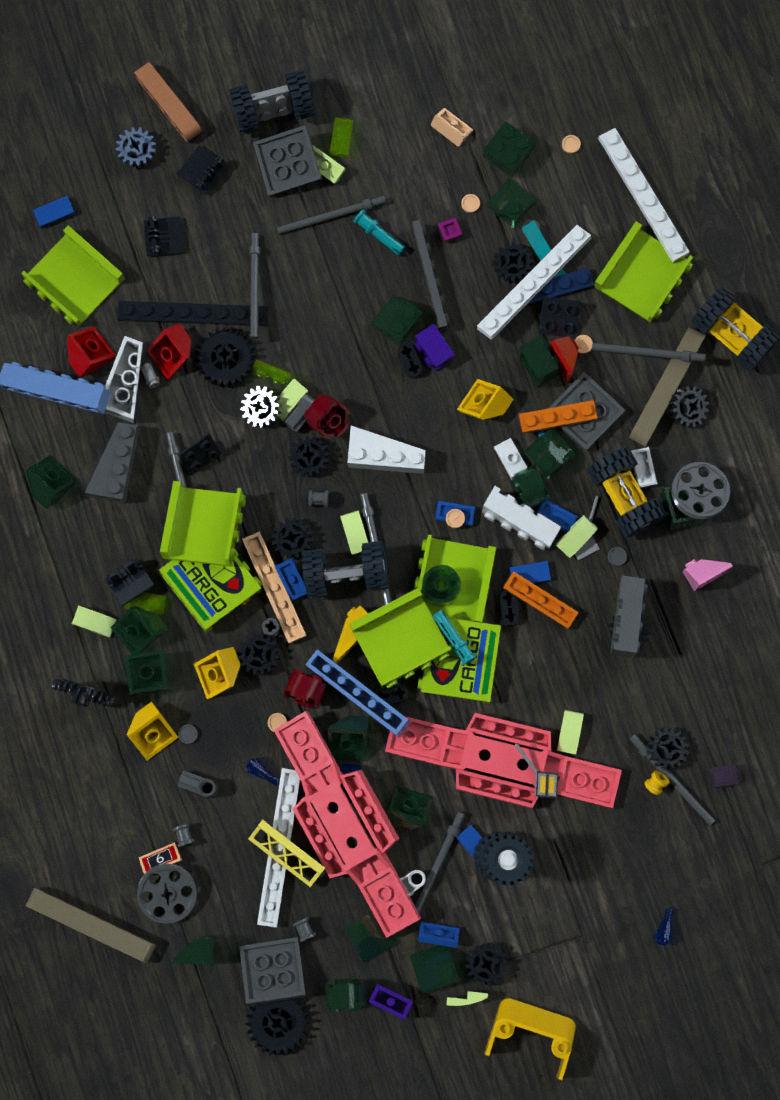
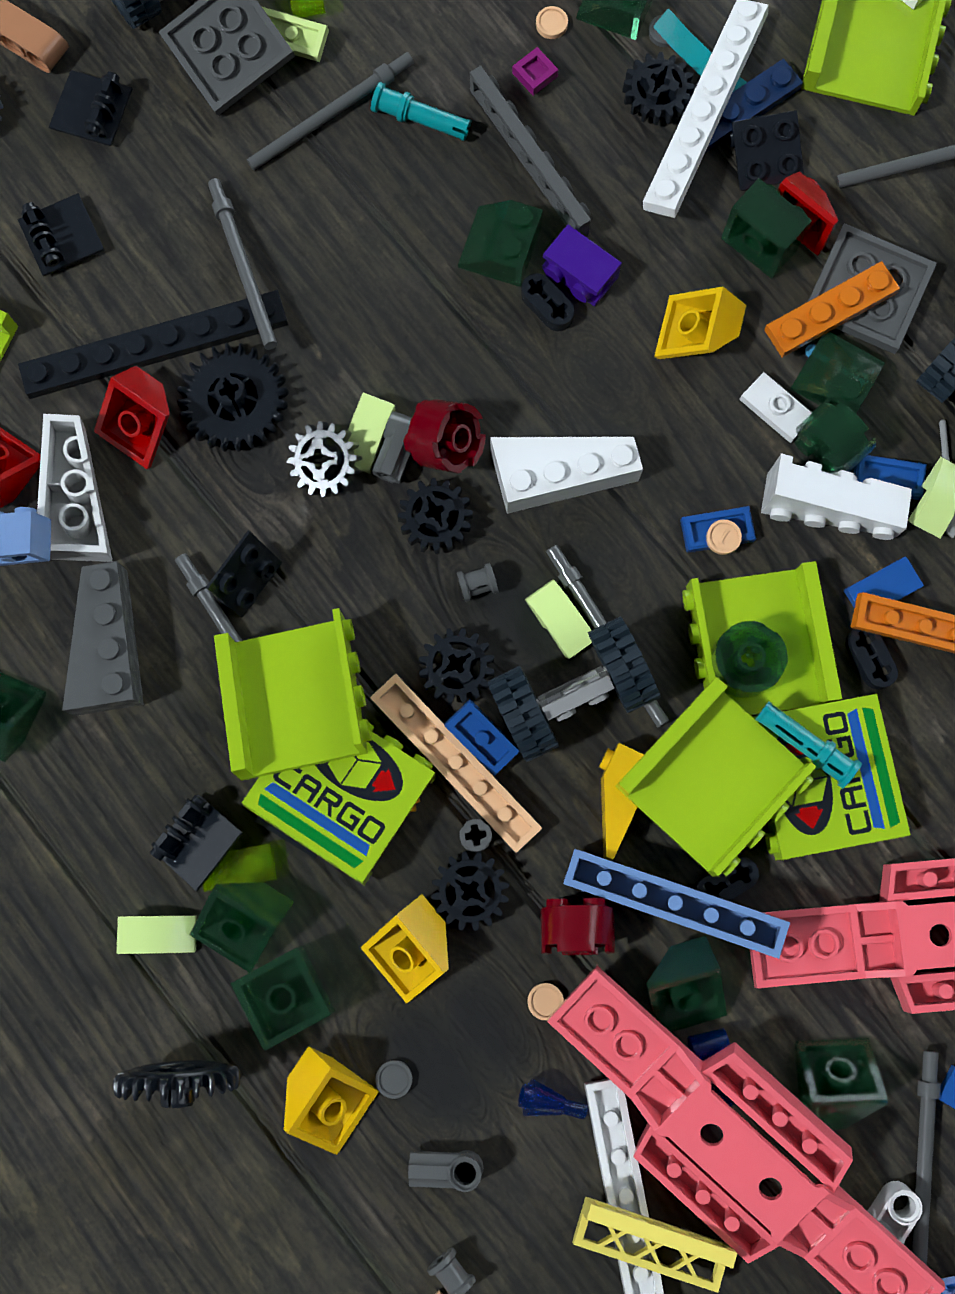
camera: 20 degrees left, 0 degrees up
(150, 376) = (119, 476): light grey pin -> none
(278, 375) = (335, 397): clear neon green plate -> none
(584, 343) = (826, 179): light nougat piece -> none

